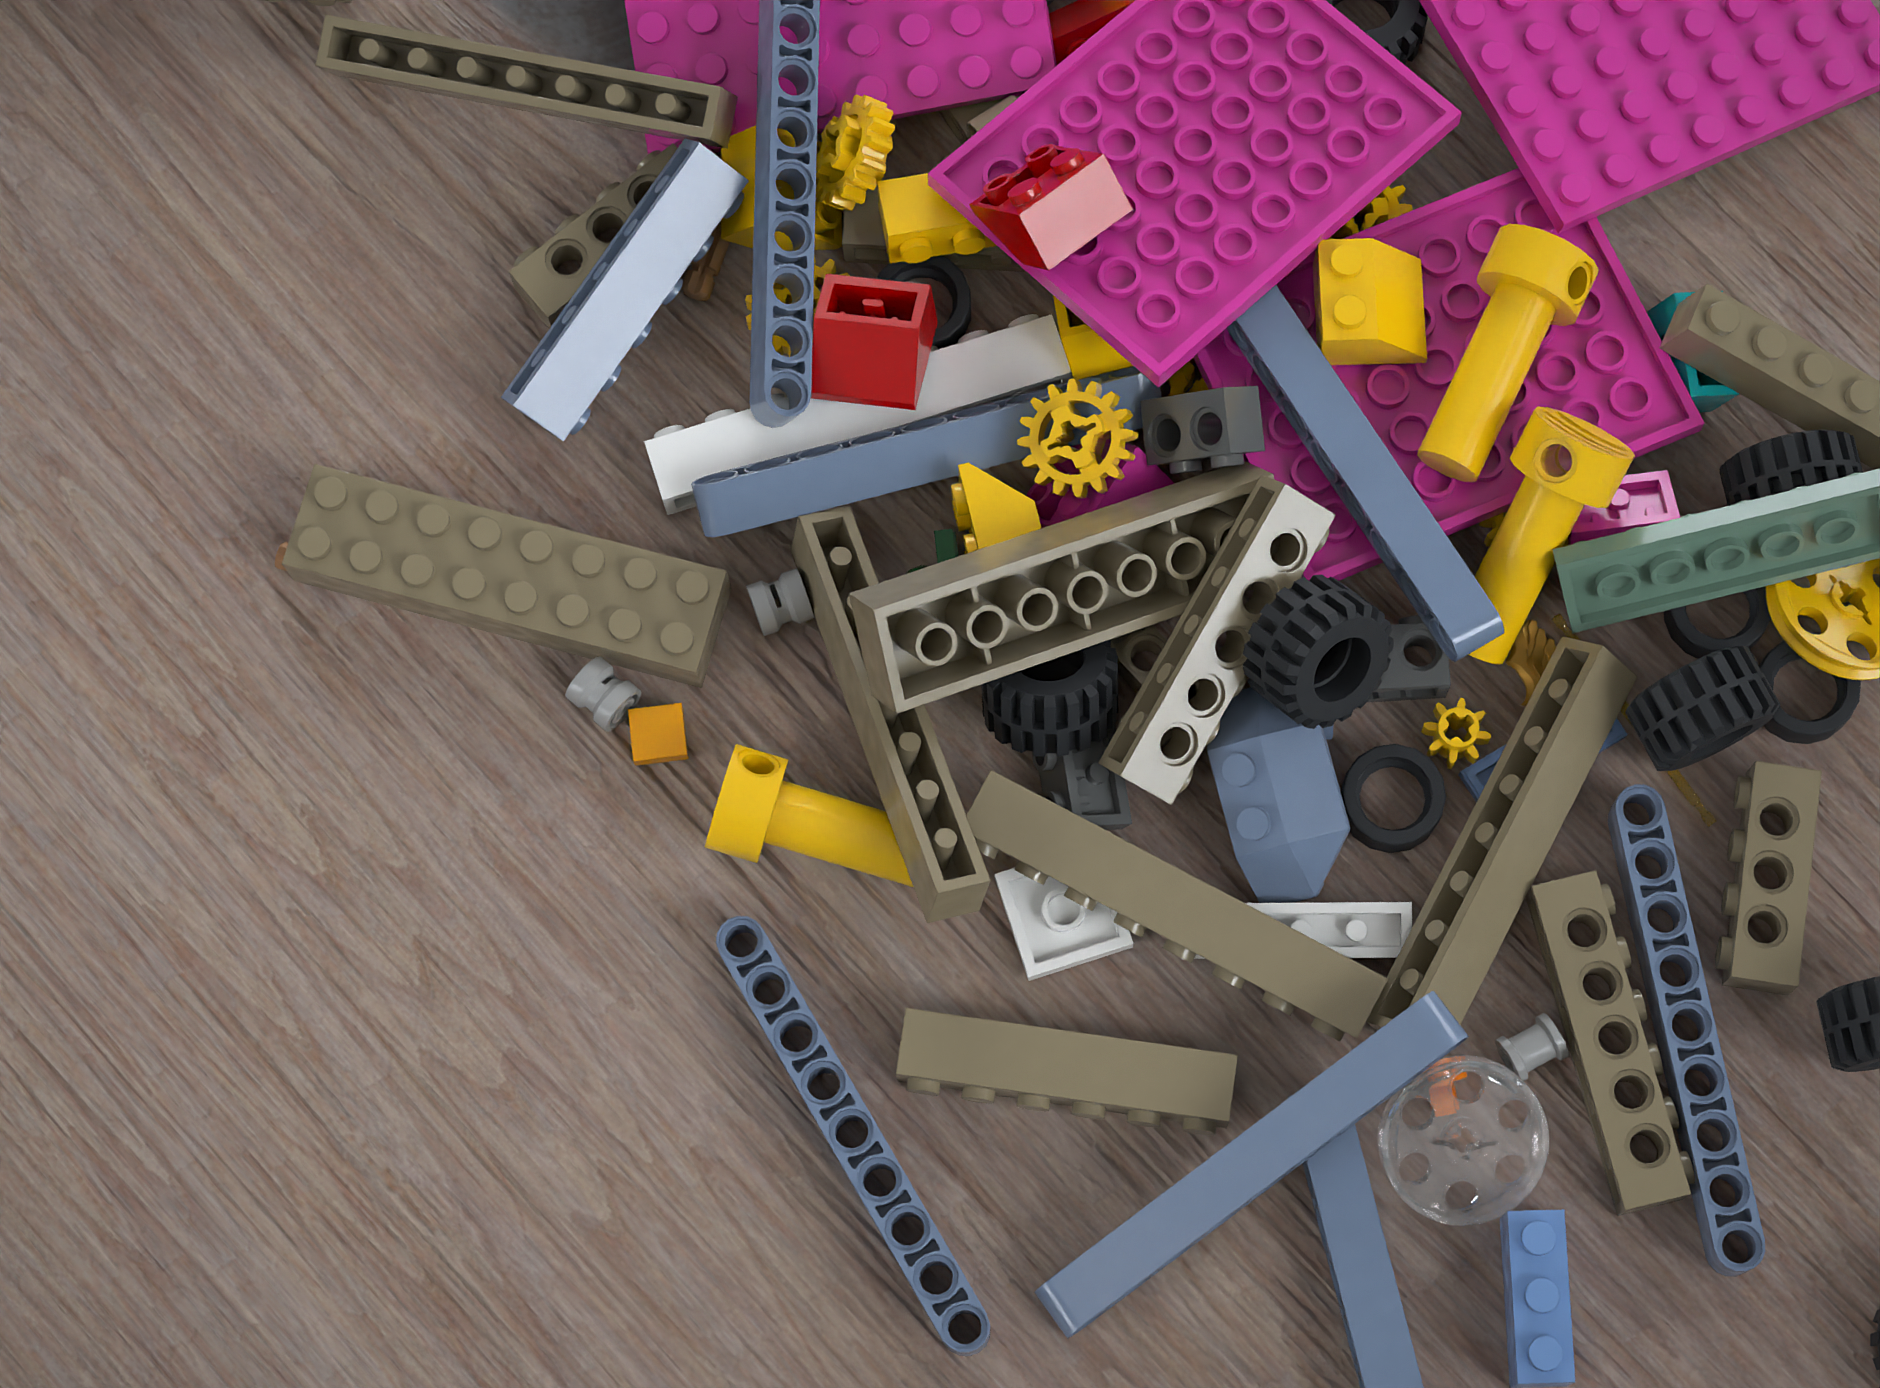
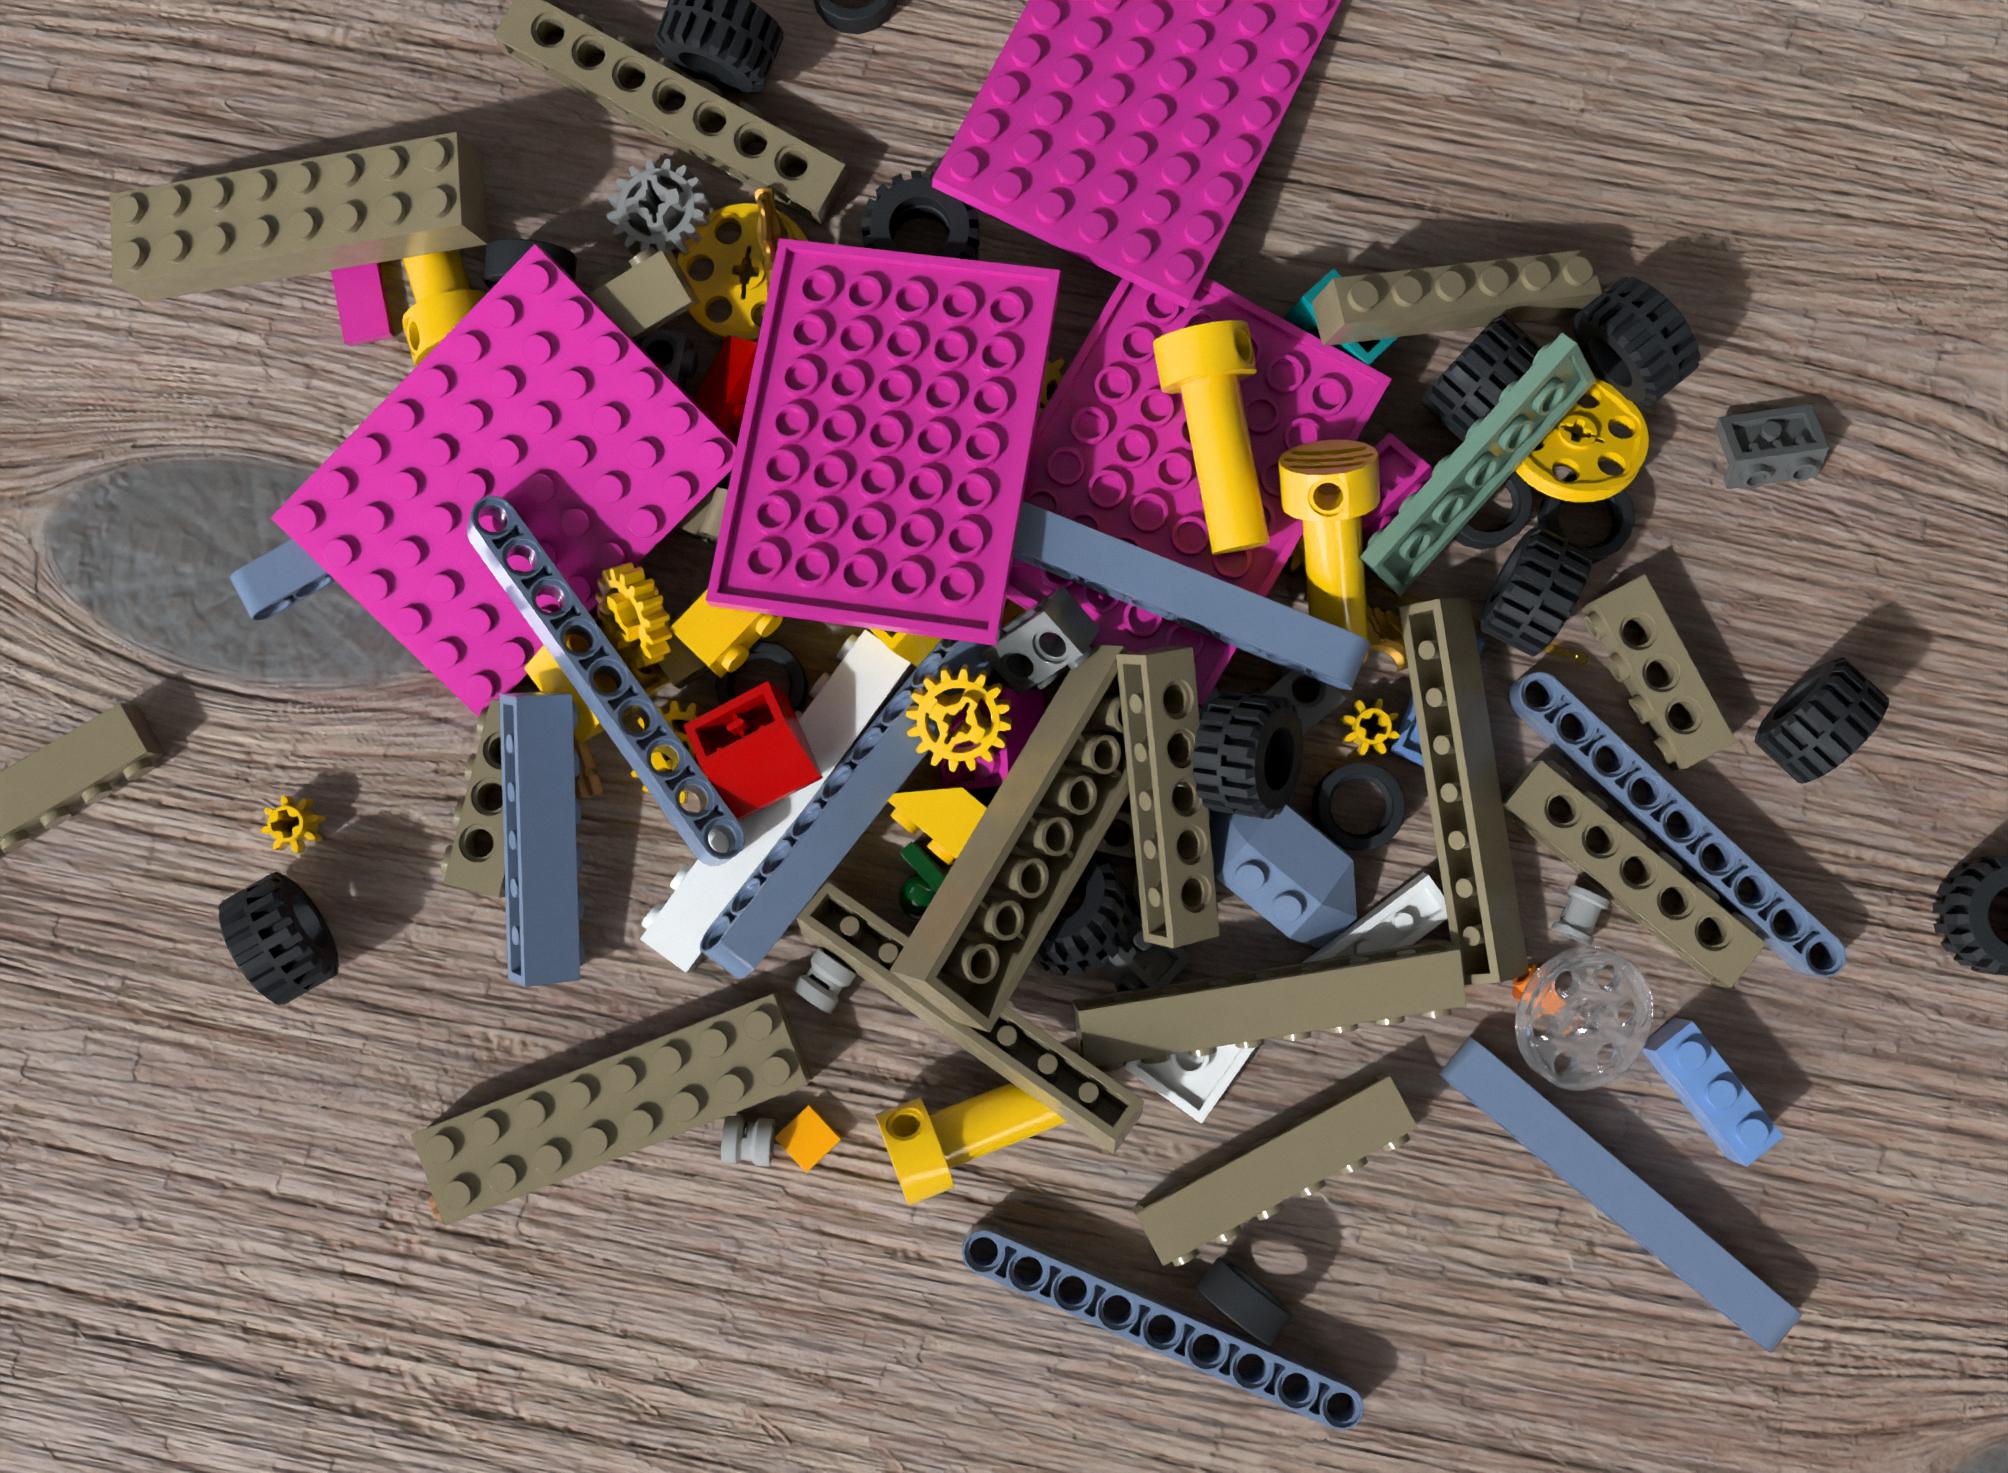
camera: 40 degrees left, 10 degrees up
(332, 215) = (278, 938): none -> black tyre
(412, 121) = (285, 814): none -> yellow gear
(527, 81) = (346, 732): dark tan brick -> none
(948, 1161) = (1244, 1300): none -> black tyre
(1052, 204) = (819, 564): slope -> none
(1251, 1164) = (1459, 1148): sand blue beam -> none
(1368, 303) = (1094, 463): yellow slope -> none

